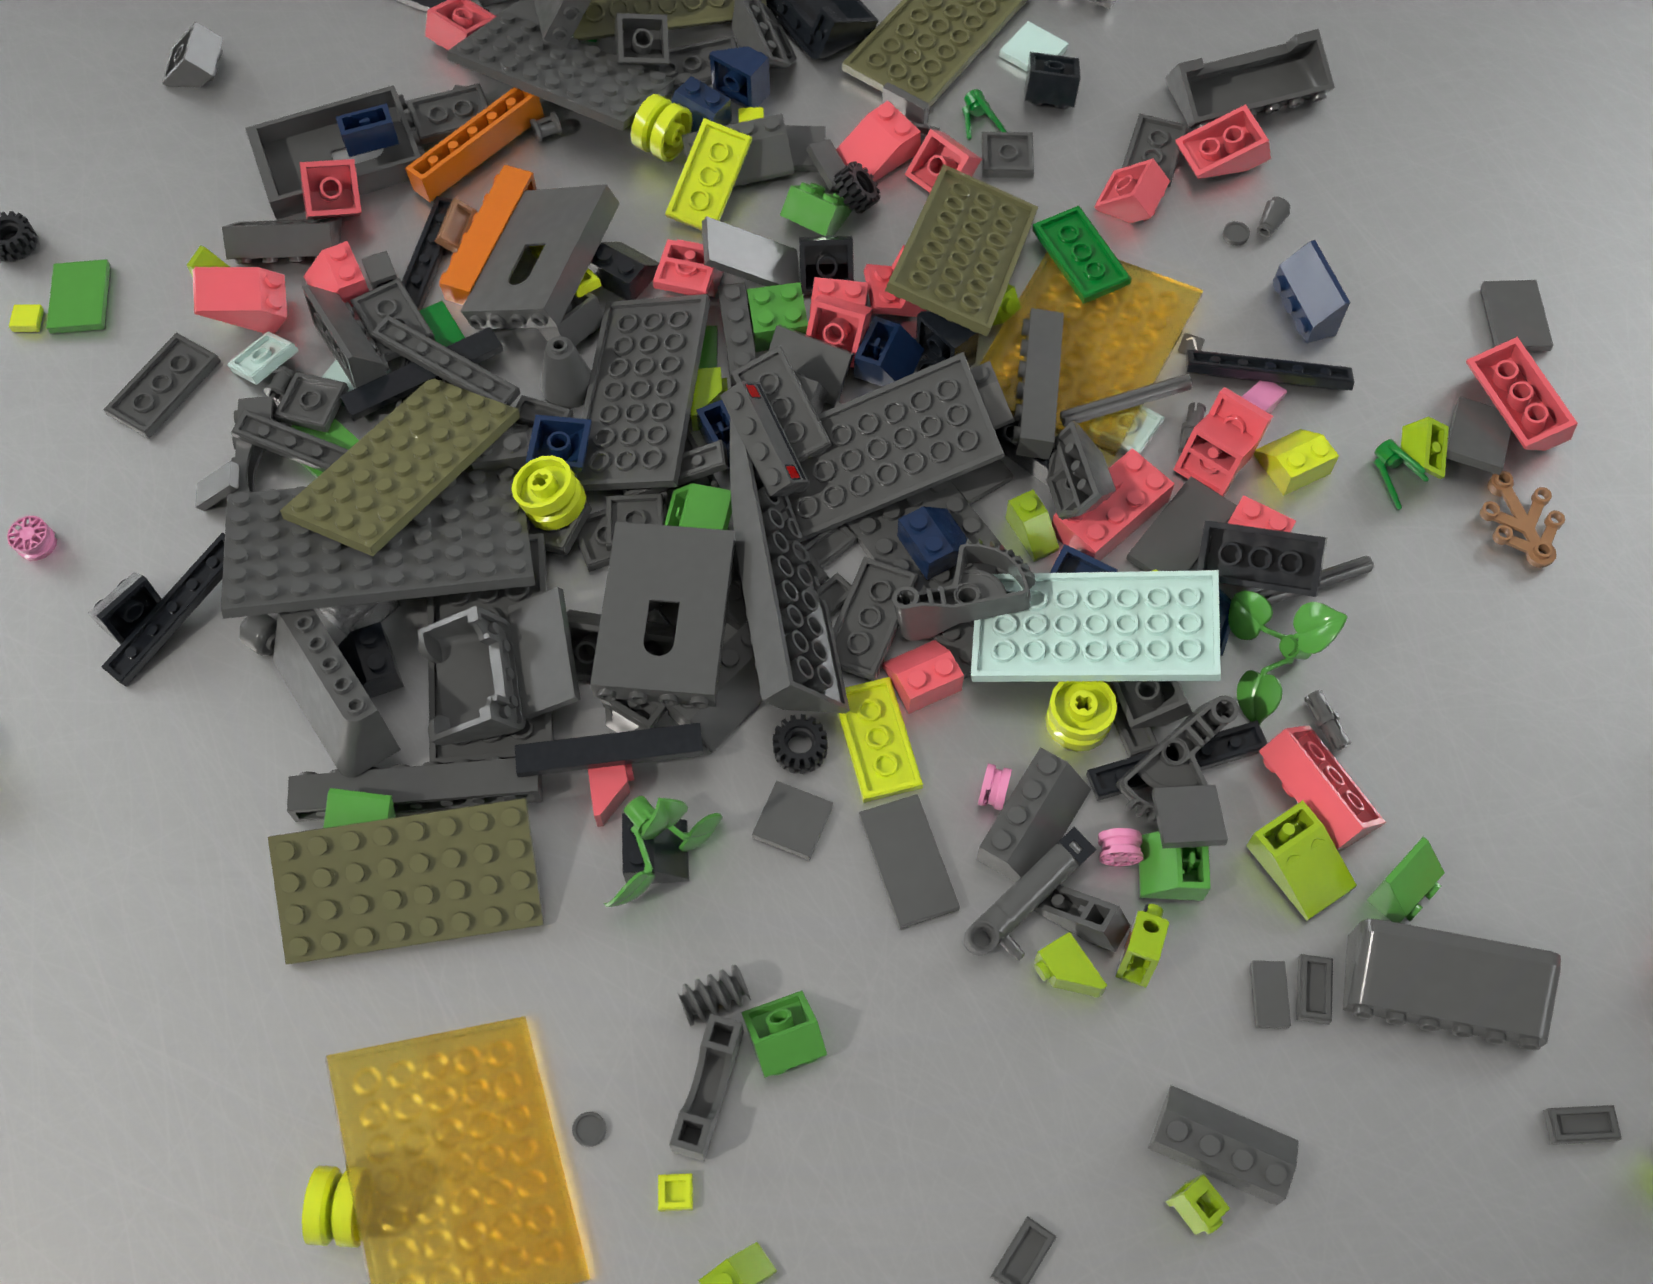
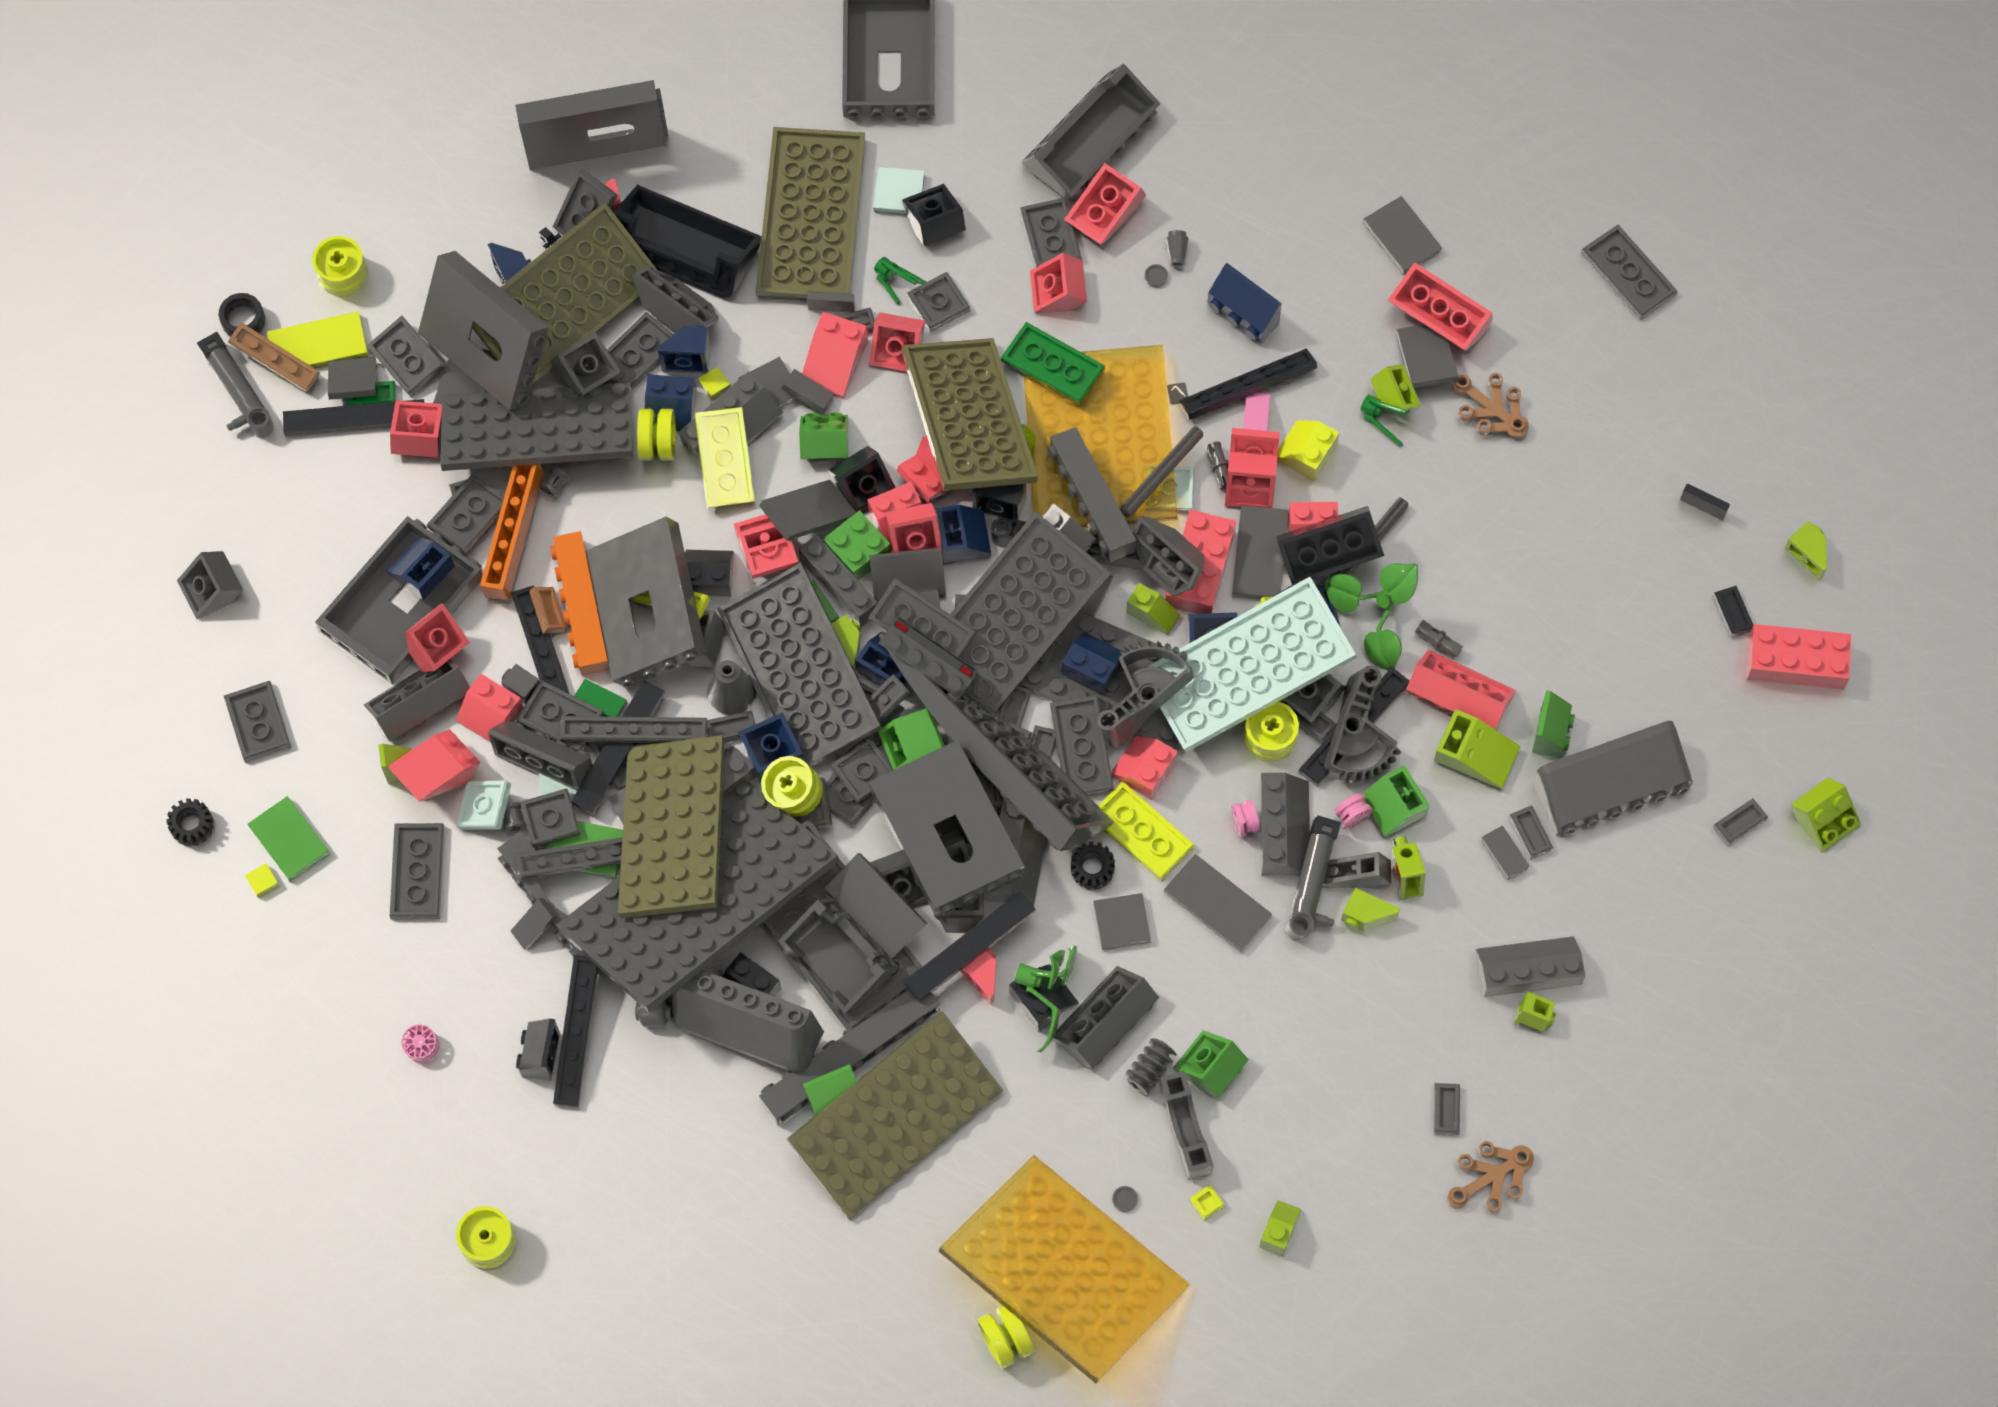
camera: 30 degrees left, 5 degrees up
(138, 188) = (257, 721): none -> dark grey tile
(704, 912) = (1105, 1016): none -> dark grey slope
(857, 187) = (846, 401): black tyre -> none
(1189, 816) = (1388, 764): dark grey tile -> none

